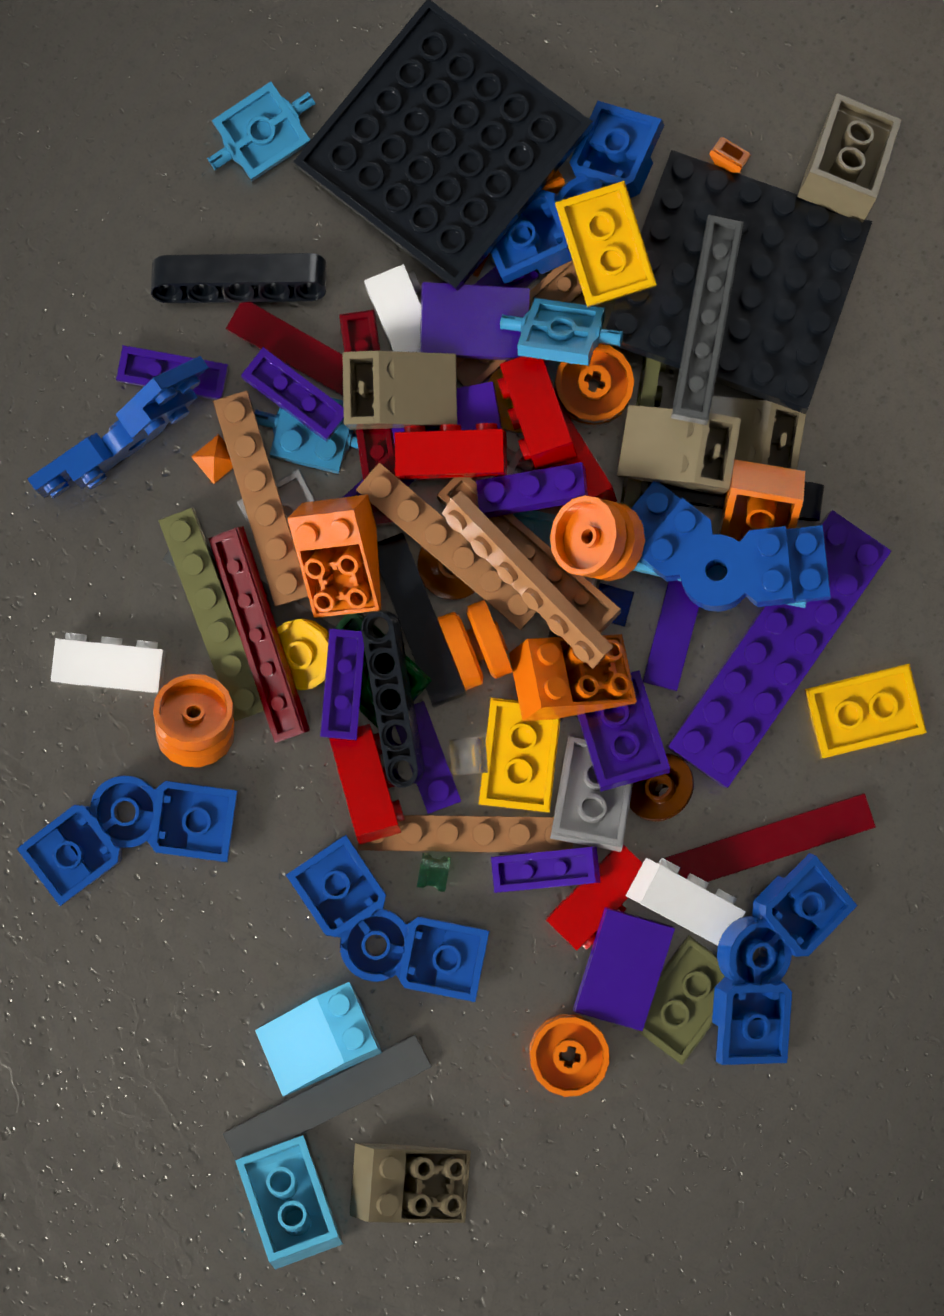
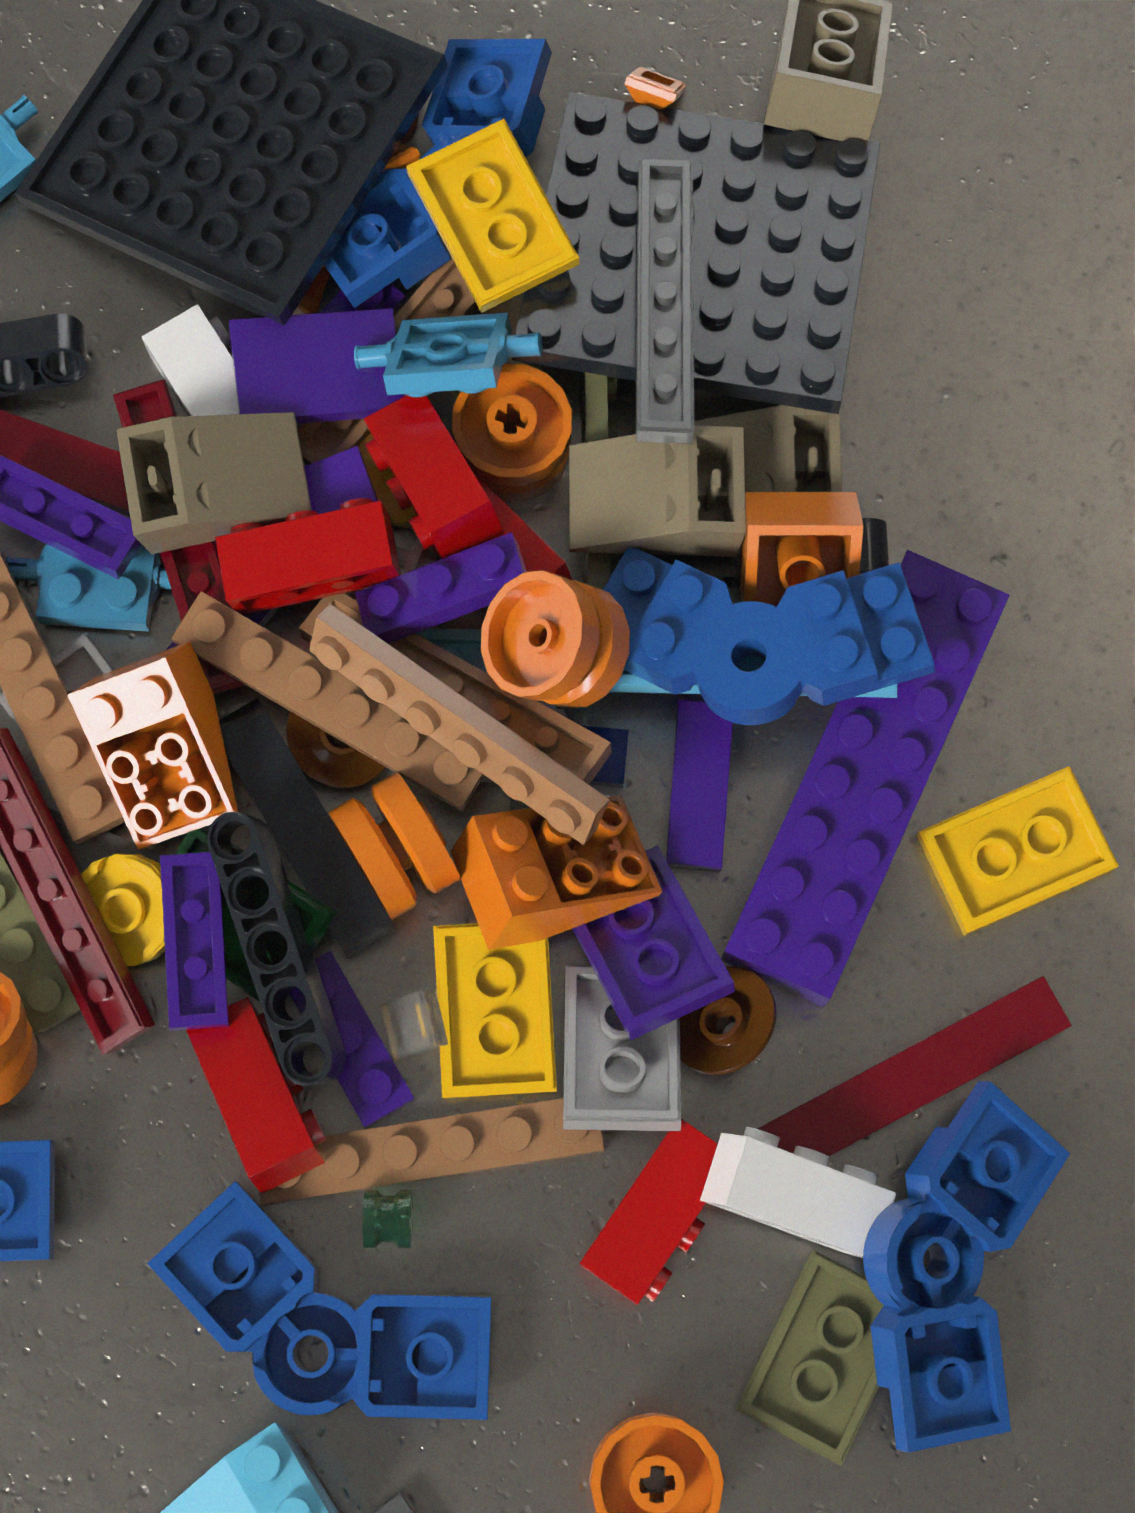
camera: 10 degrees left, 10 degrees down
(545, 869) = (565, 1181): dark purple plate -> none
(623, 969) = (718, 1322): dark purple tile -> none

